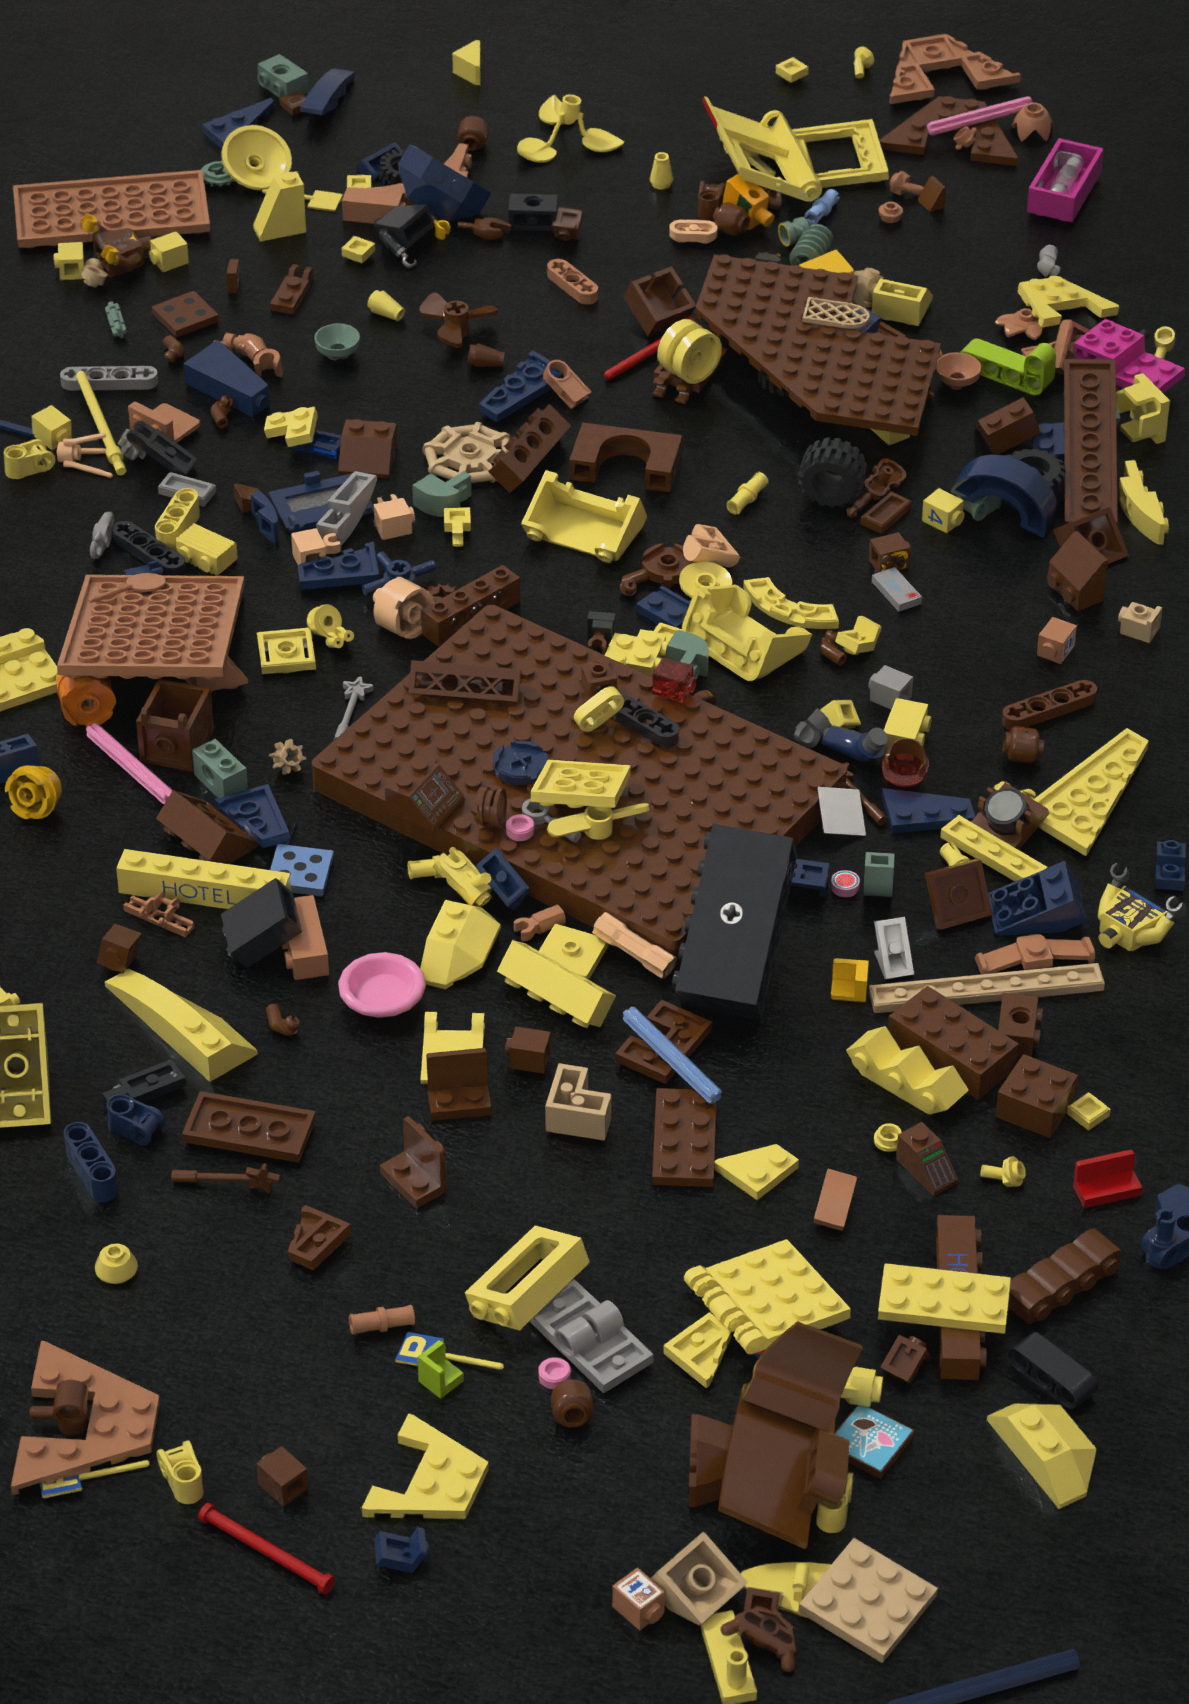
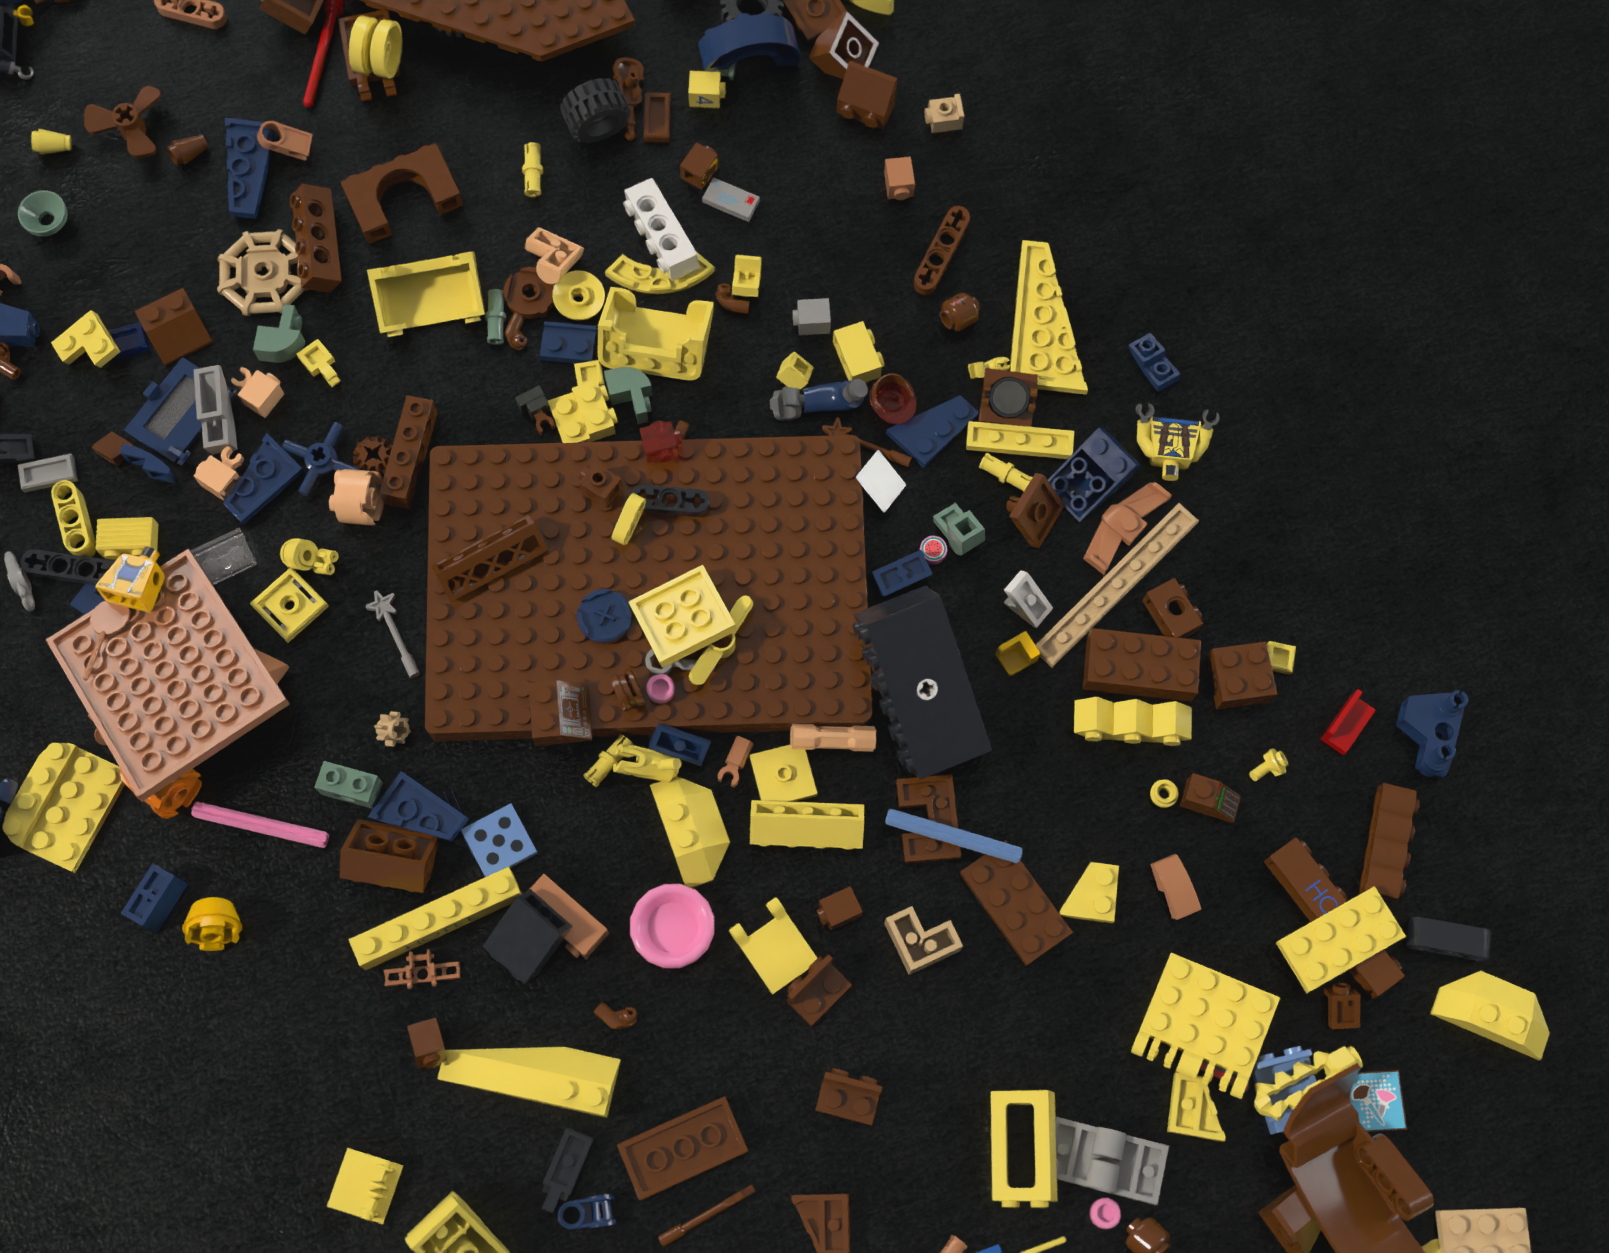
camera: 40 degrees left, 30 degrees up
(174, 723) = (279, 777): reddish brown container -> none
(183, 566) = (133, 581): none -> yellow torso
(267, 600) = (224, 556): none -> clear plate
(624, 564) = (495, 316): none -> sand green pin
(814, 573) = (648, 197): none -> white brick

